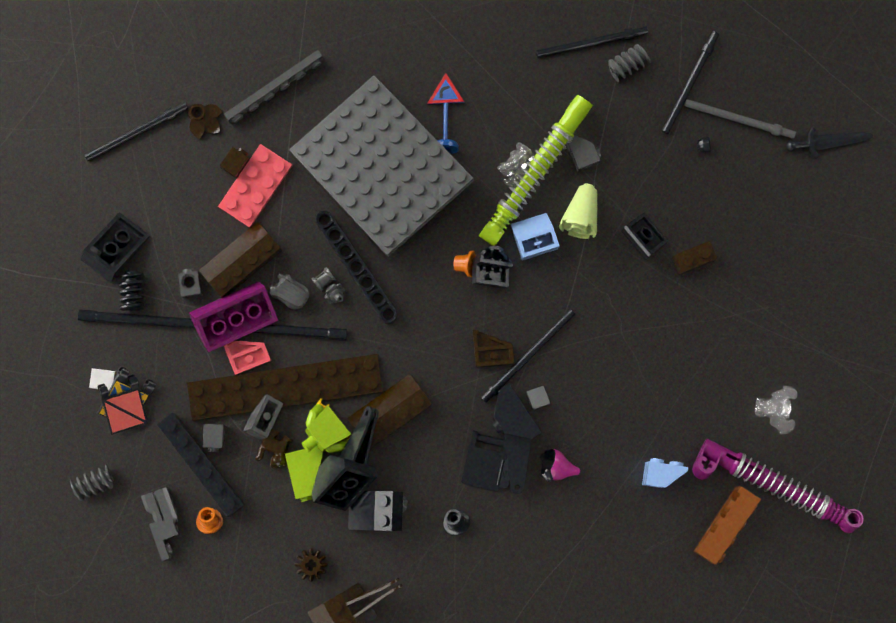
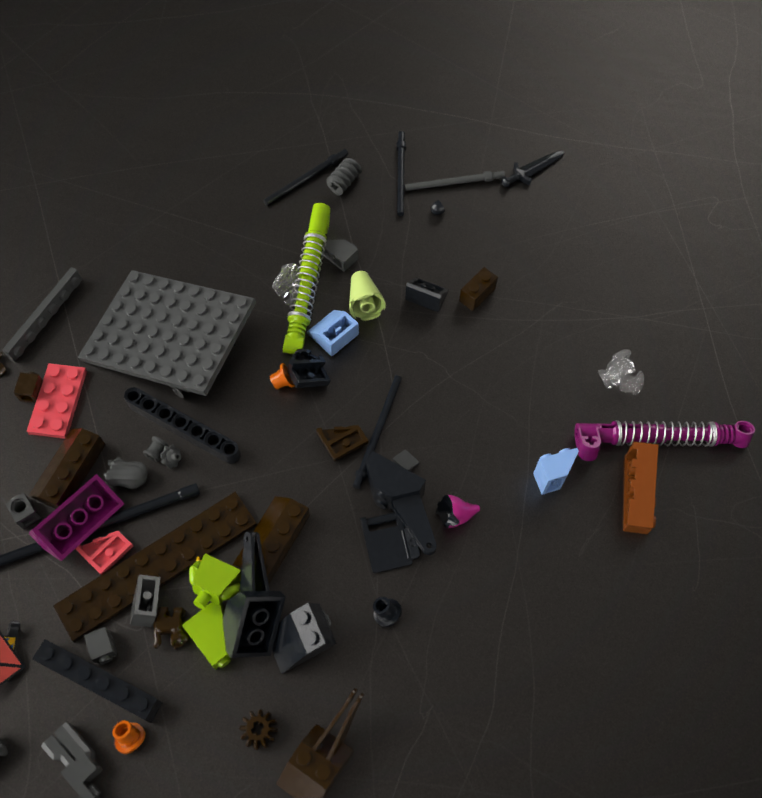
camera: 25 degrees left, 20 degrees down
(445, 94) = (201, 260): blue piece -> none

